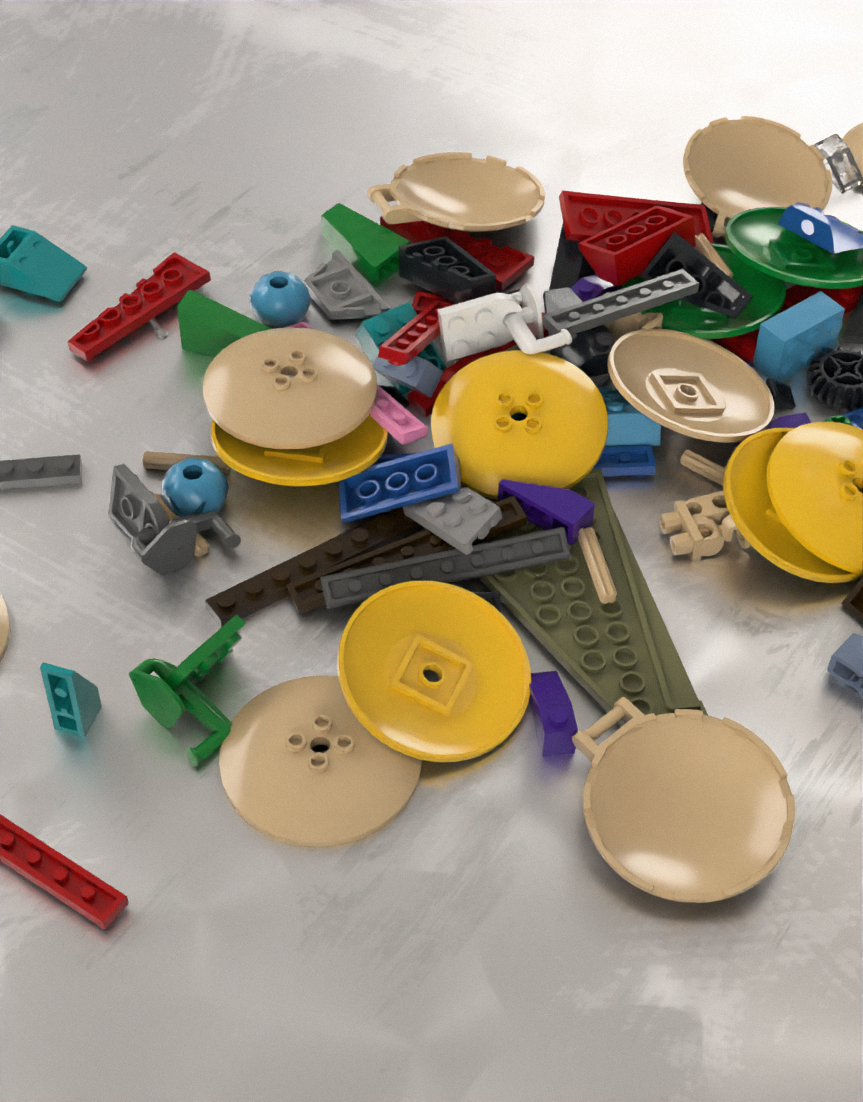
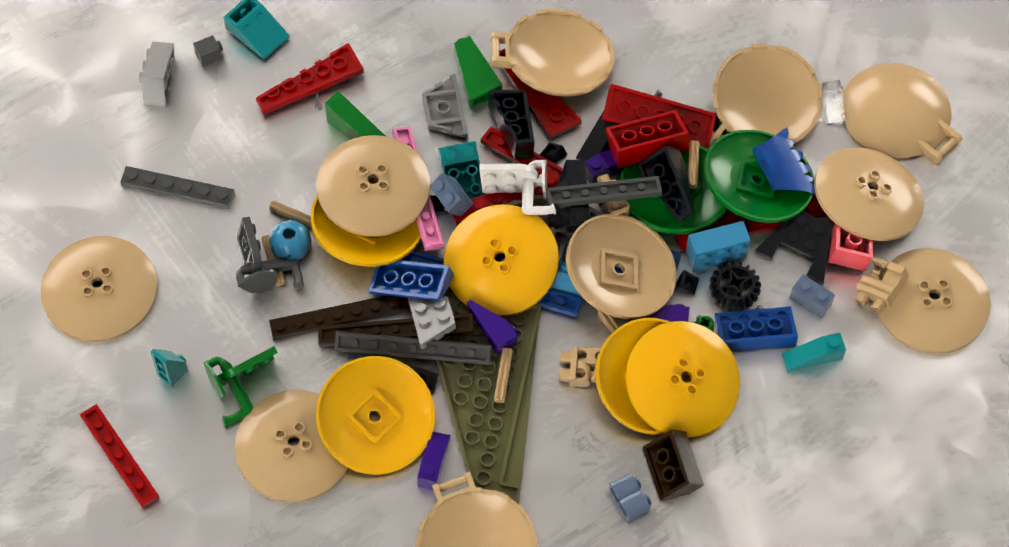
camera: 20 degrees right, 15 degrees up
(279, 299) = (402, 113): dark azure piece -> none
(413, 336) = (467, 172): red plate -> none

